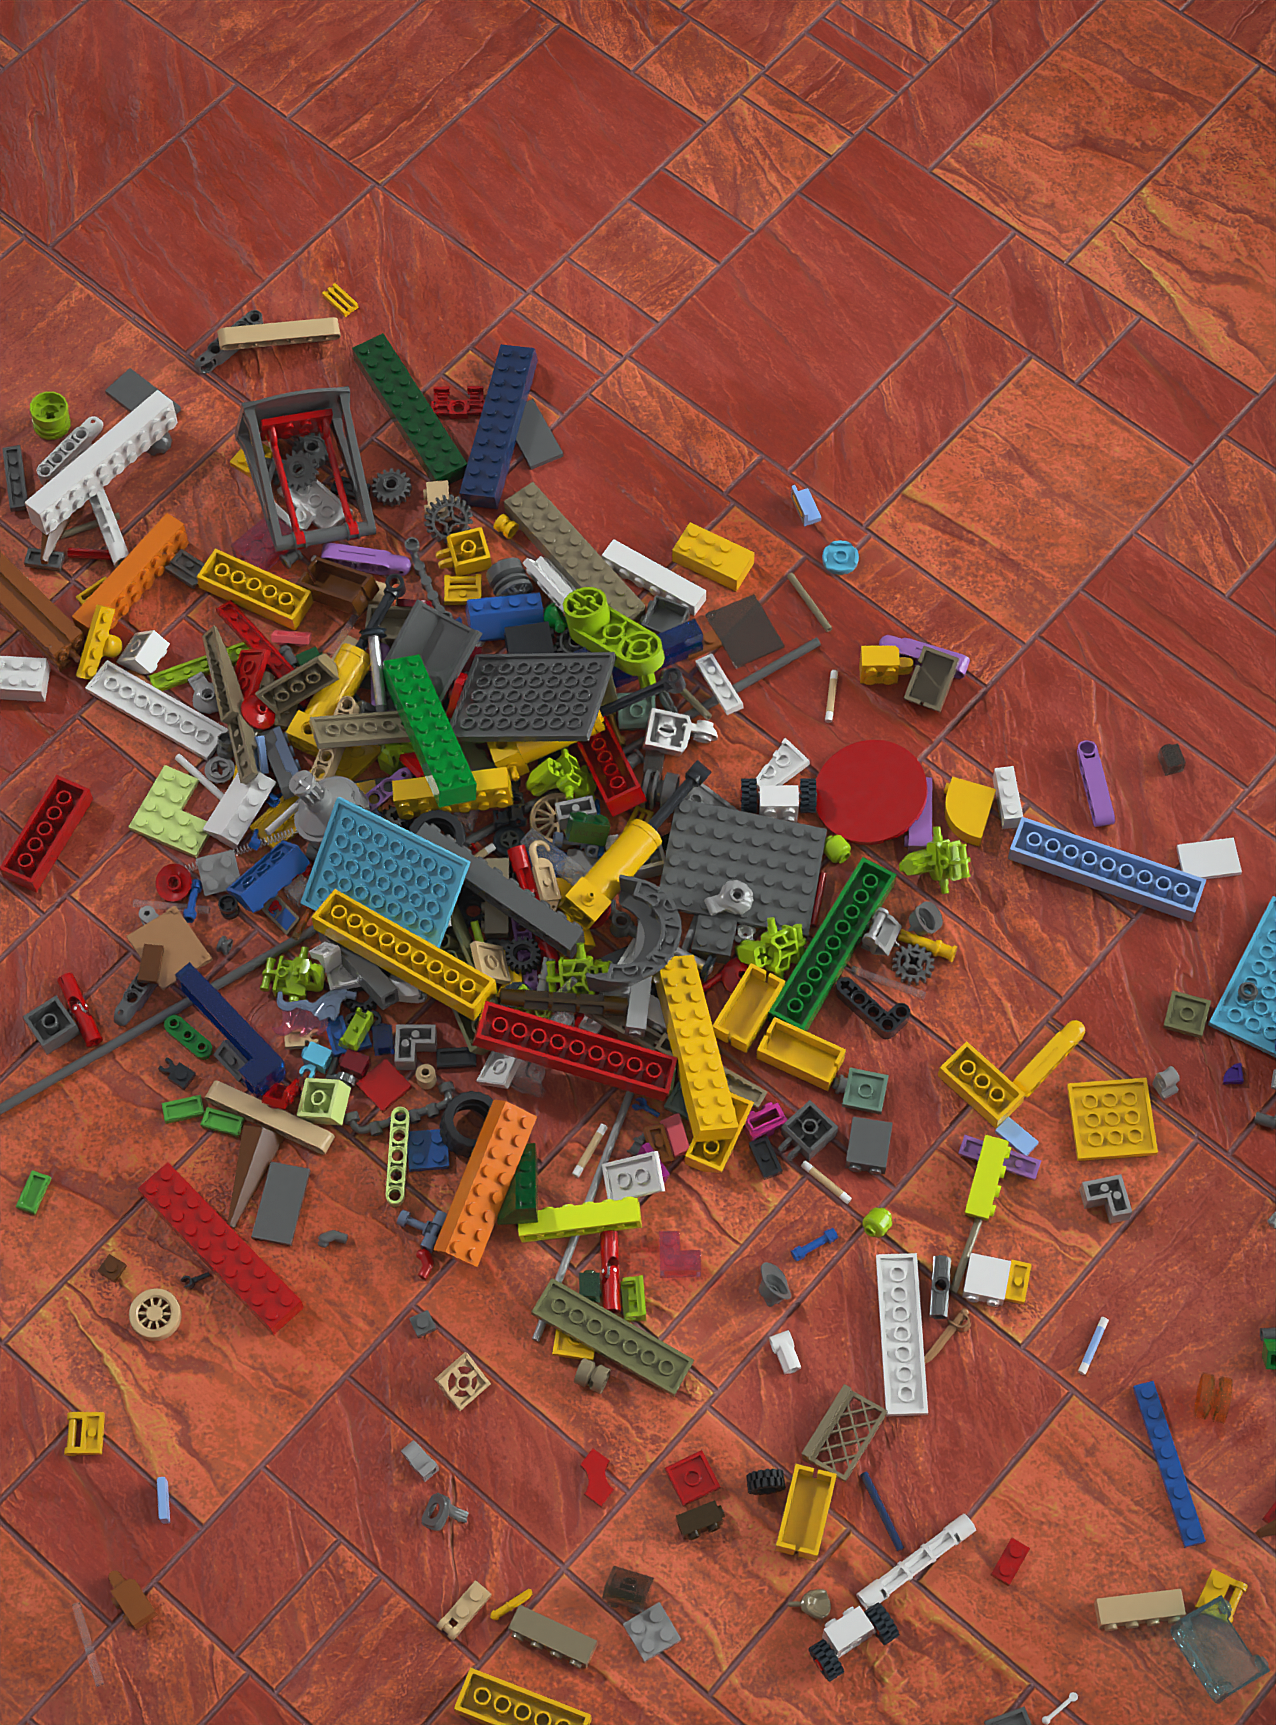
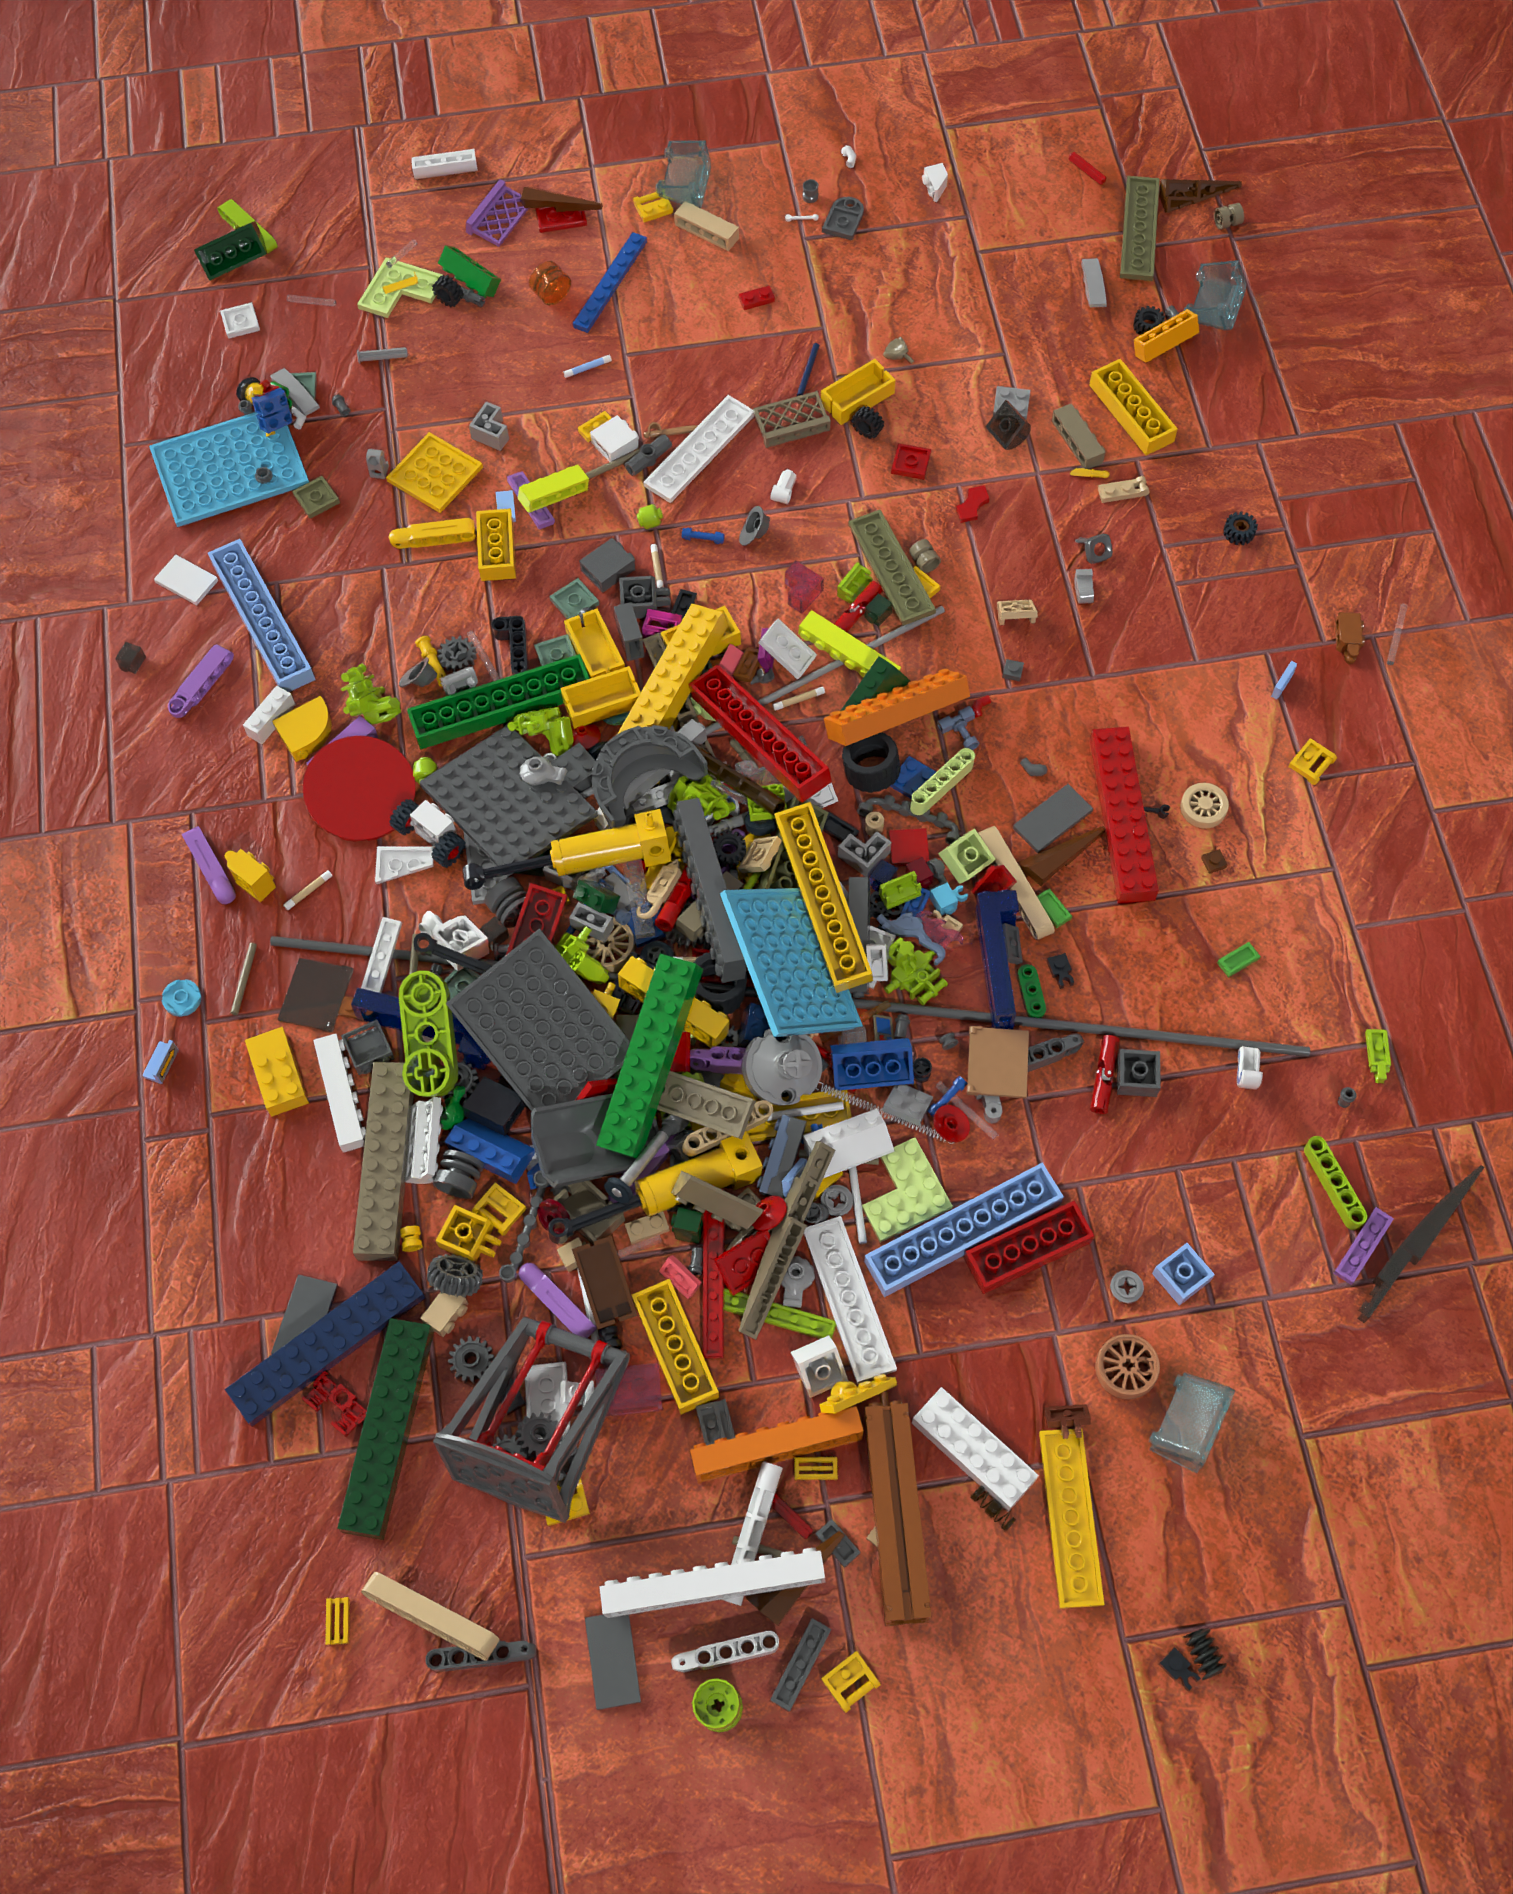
camera: 140 degrees left, 0 degrees up
(104, 812) = (963, 1229): none -> light blue brick
(150, 963) = (1023, 1054): reddish brown tile -> none
(183, 1109) = (1076, 939): bright green tile -> none
(255, 842) = (862, 1099): blue hand -> none
(273, 933) = (901, 1026): none -> dark grey pin
(302, 563) = (610, 1336): none -> black wheel
(310, 1659) = (1232, 530): none -> black bush
(700, 1519) = (927, 435): dark brown brick -> none
(784, 1087) = (629, 631): none -> dark grey brick
(832, 1025) = (554, 650): none -> sand green plate
(847, 1633) = (893, 314): brick -> none
(927, 1553) = (814, 329): white piece -> none
(933, 679) = (226, 830): dark tan piece -> none
(1234, 1075) = (329, 446): dark purple tile -> none

